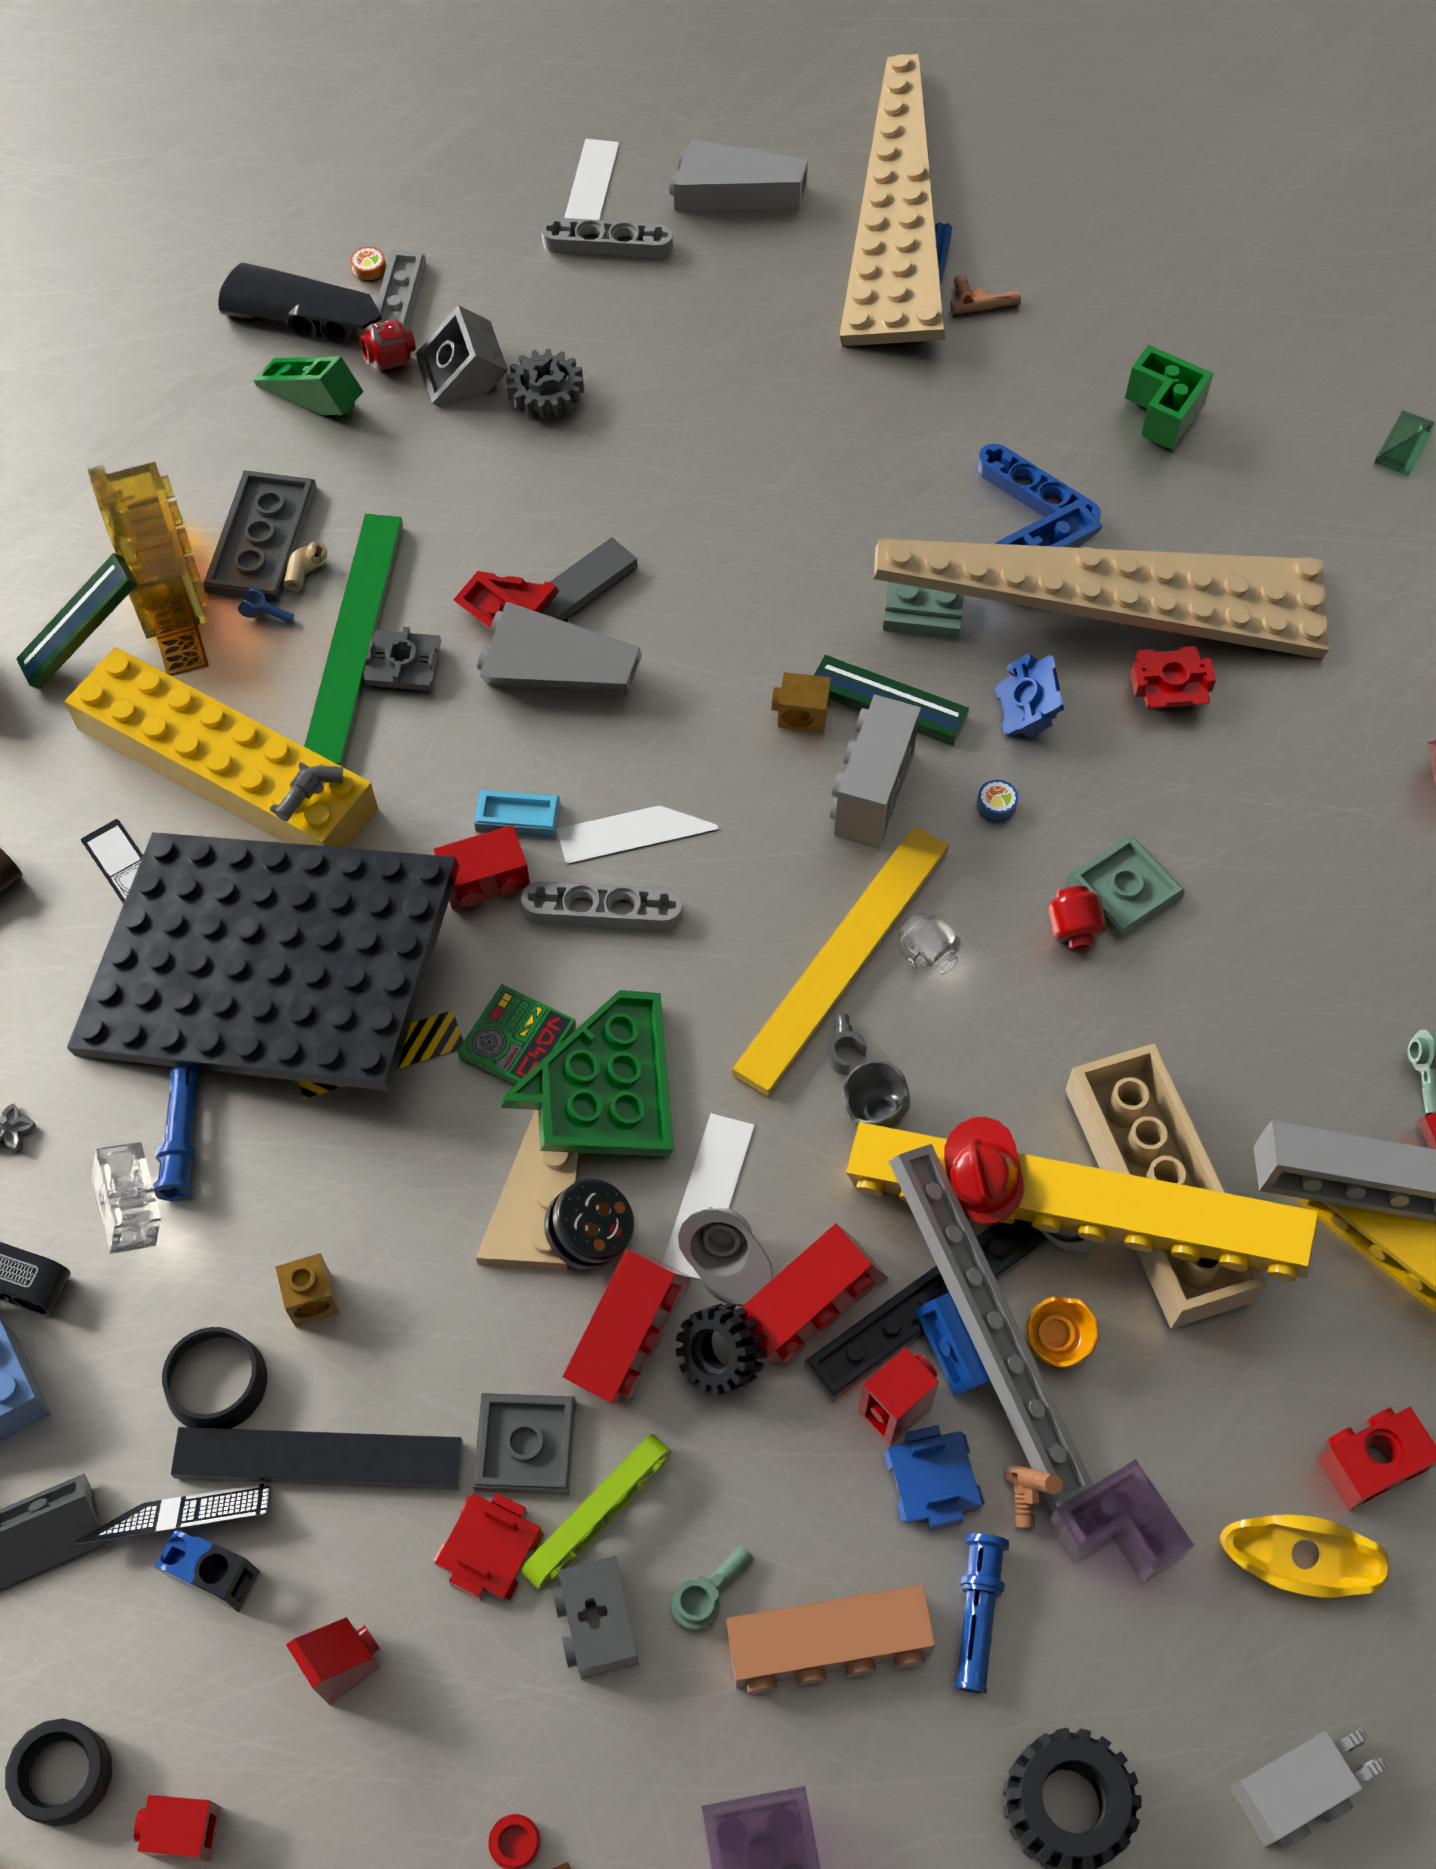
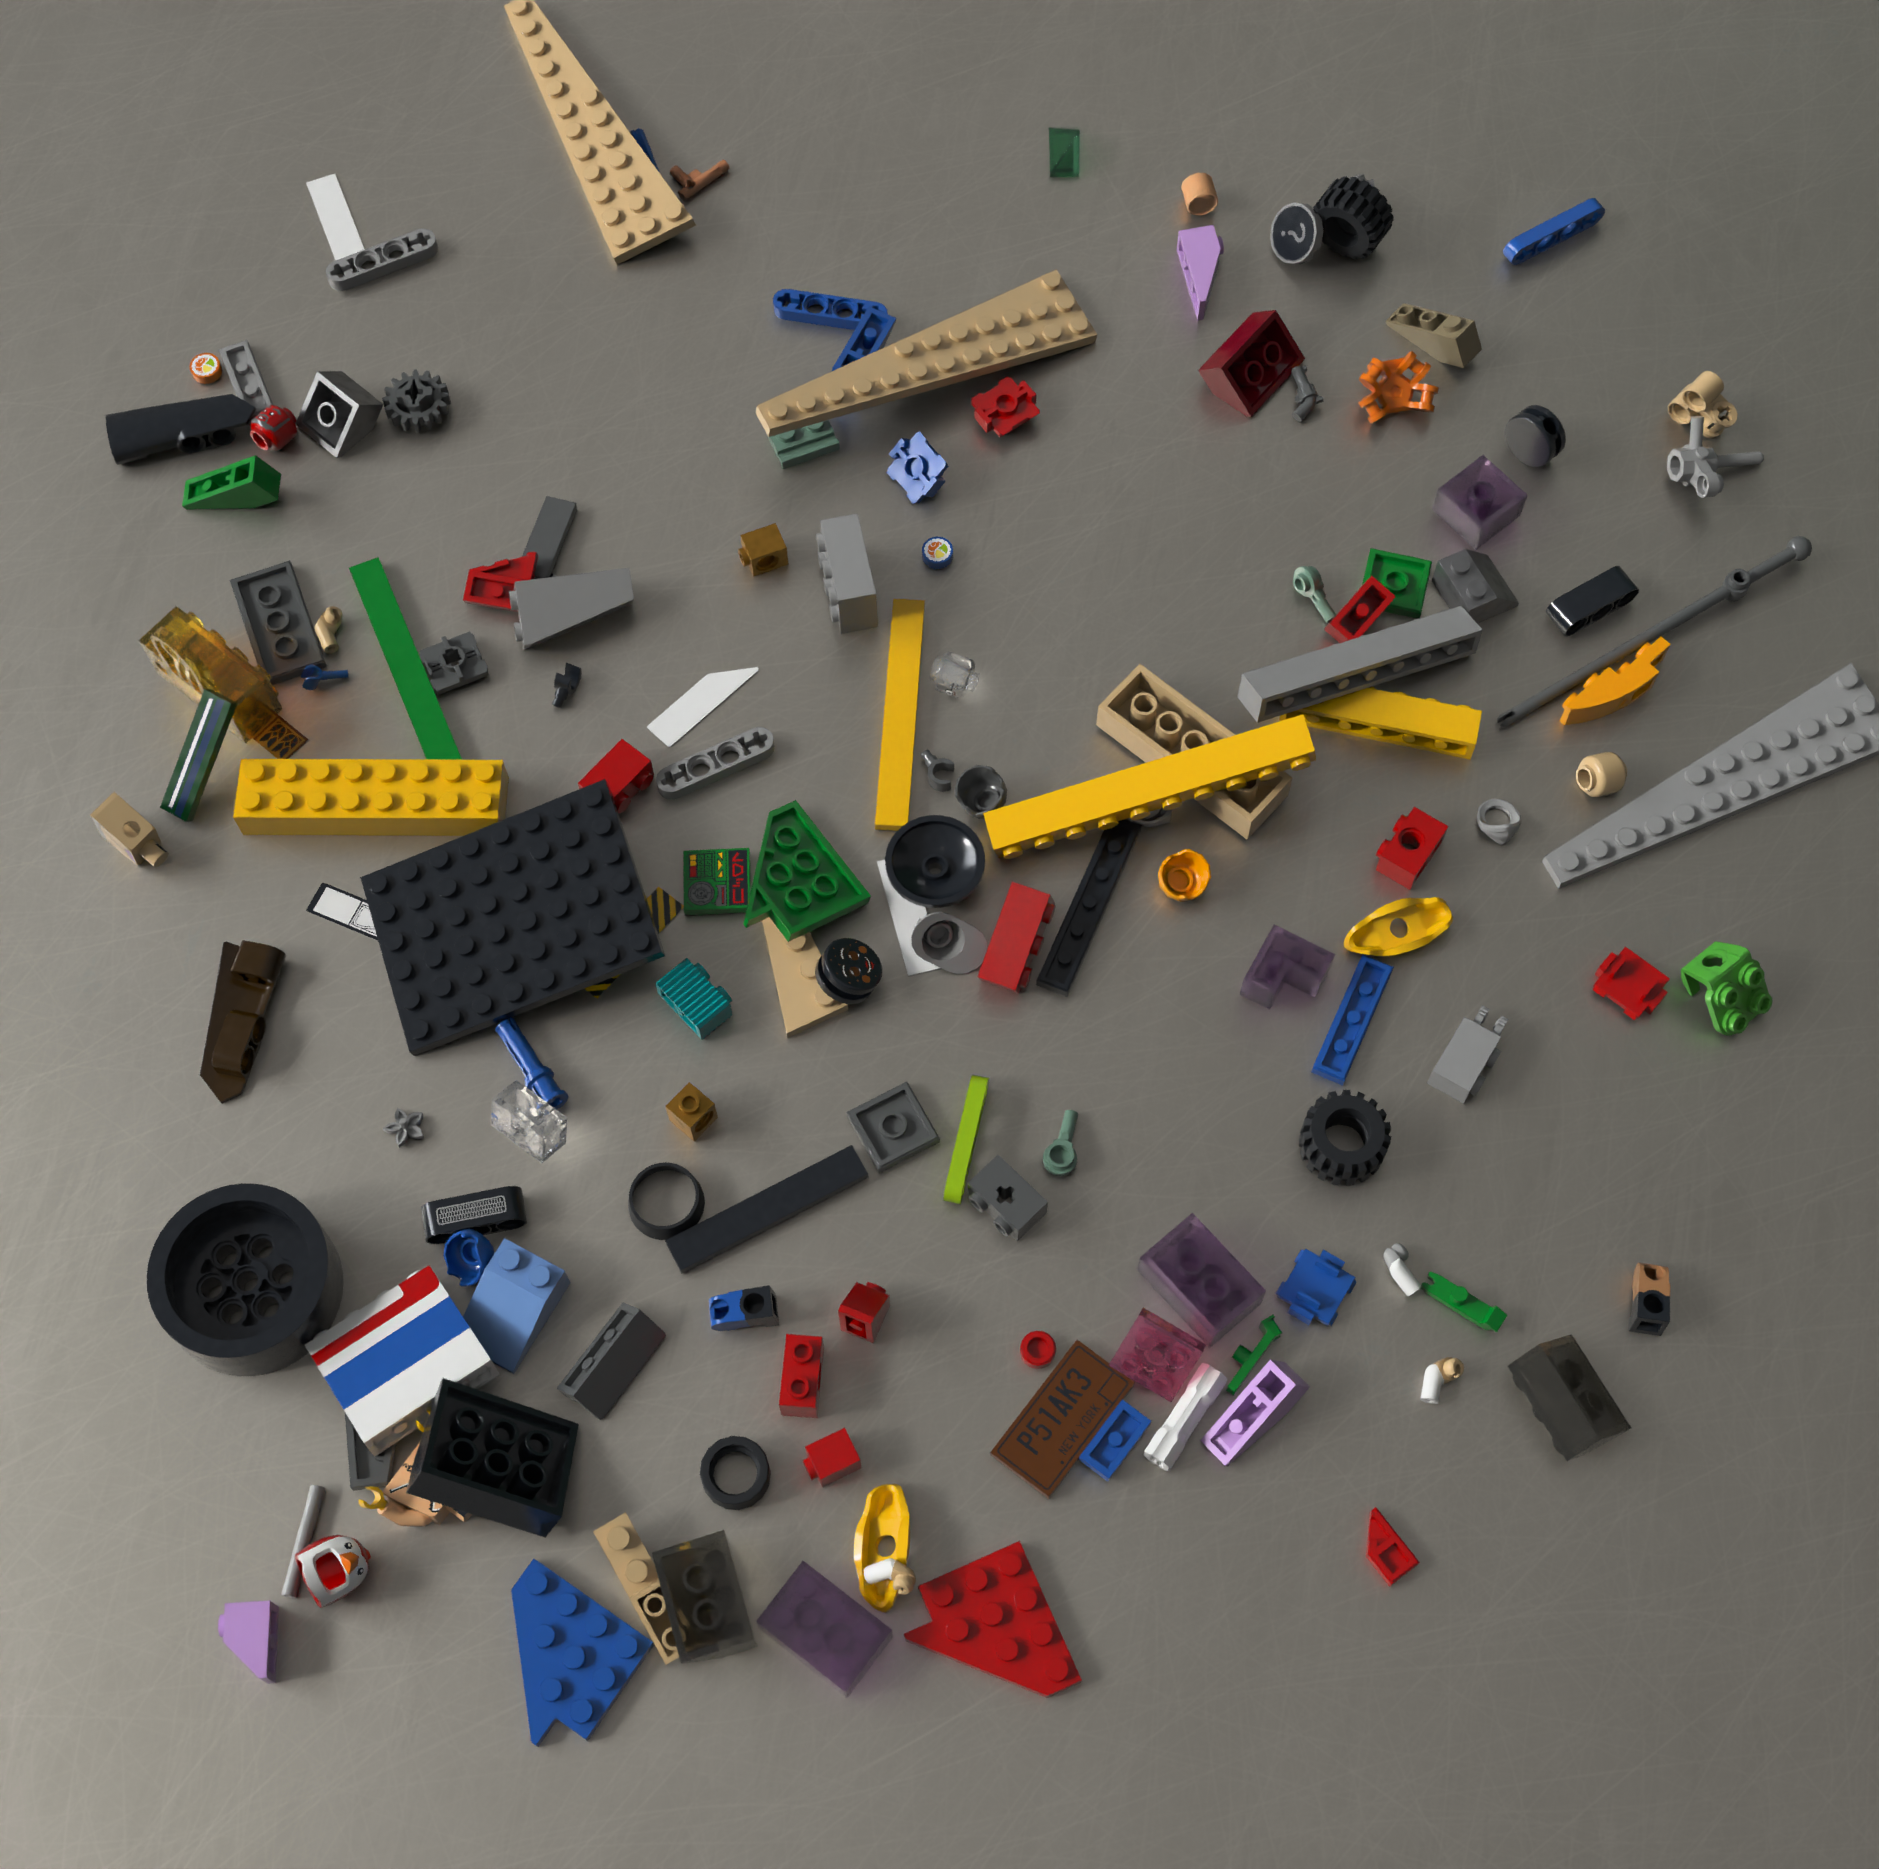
camera: 30 degrees left, 5 degrees up
(184, 1512) = (706, 1286): sticker -> none
(211, 1697) = (801, 1376): none -> red brick
(304, 786) = (462, 785): dark grey piece -> none
(400, 1158) = (695, 998): none -> teal brick
(488, 1547) = (911, 1198): red piece -> none
(500, 741) = (566, 684): none -> black piece
(525, 811) = (609, 729): medium azure tile -> none
(626, 1326) = (916, 1019): red wedge -> none
(700, 1355) = (996, 987): black tyre -> none
(736, 178) = (453, 164): light grey slope -> none
(772, 1124) = (931, 844): none -> black dish
(829, 1638) = (1152, 1130): nougat brick -> none
(857, 686) = (805, 518): dark green tile -> none
(898, 1395) = (1110, 966): red brick -> none
(933, 1477) = (1157, 1006): blue piece -> none
(952, 1344) = (1122, 919): blue plate -> none
(982, 1588) = (1224, 1048): blue pin -> none
(984, 1169) = (1082, 799): red piece -> none
(989, 1321) = (1139, 892): light grey plate -> none
(1027, 1486) = (1217, 978): nougat hose -> none
(1076, 917) = (1038, 606): red head -> none
(1129, 885) = (1056, 569): sand green tile -> none
(1171, 393) = (881, 189): green brick -> none
(1175, 1642) = (1352, 1019): none -> blue tile

